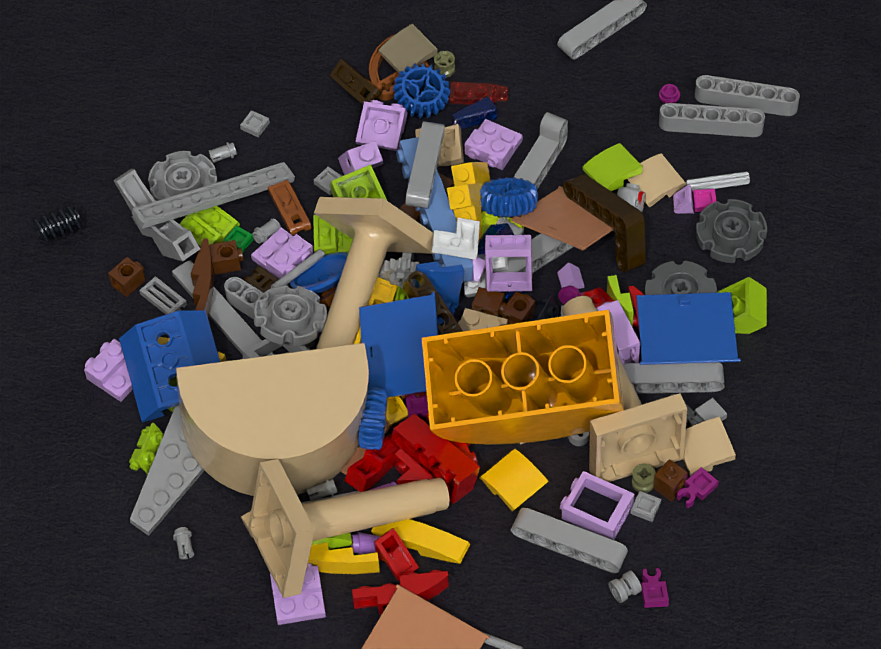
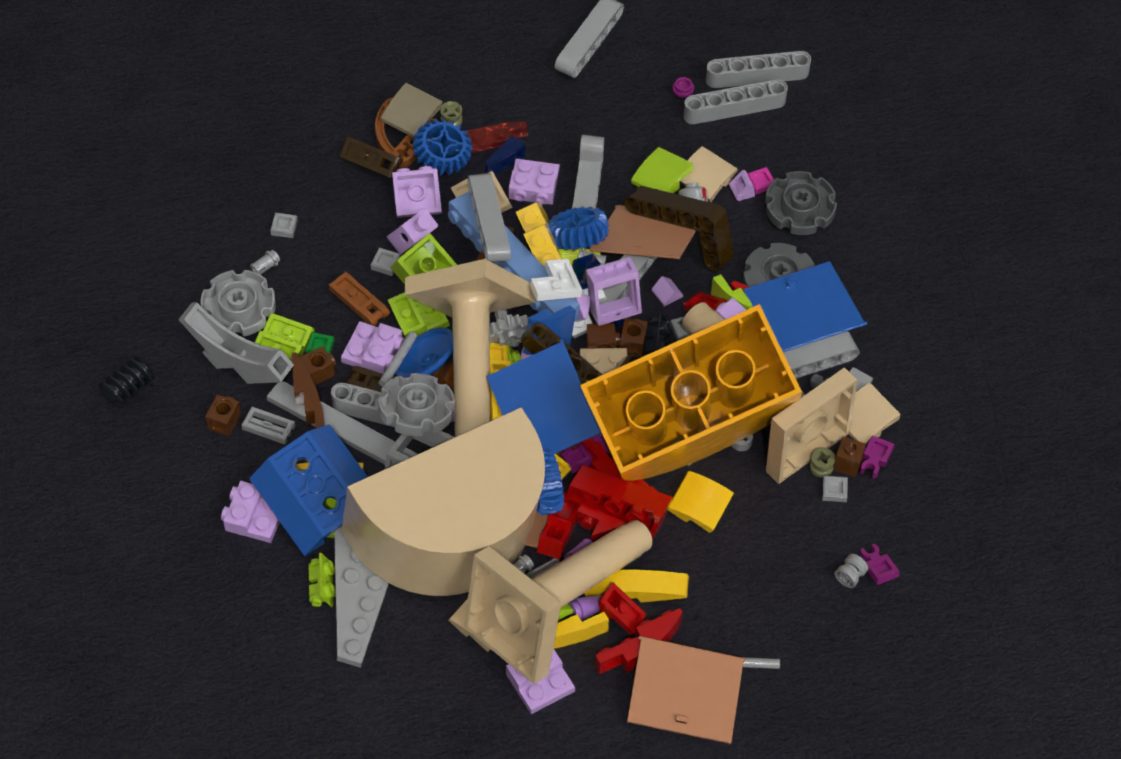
camera: 25 degrees left, 0 degrees up
(182, 537) = (401, 661): light grey pin -> none
(211, 195) = (279, 308): light grey tile -> none
(261, 234) = (343, 332): light grey pin -> none
(568, 293) = (675, 308): magenta plate -> none
(569, 540) = (779, 543): light grey beam -> none
(589, 522) = (786, 519): lavender window -> none
(719, 181) = (767, 158): light grey axle -> none
(748, 305) = (849, 267): lime slope -> none

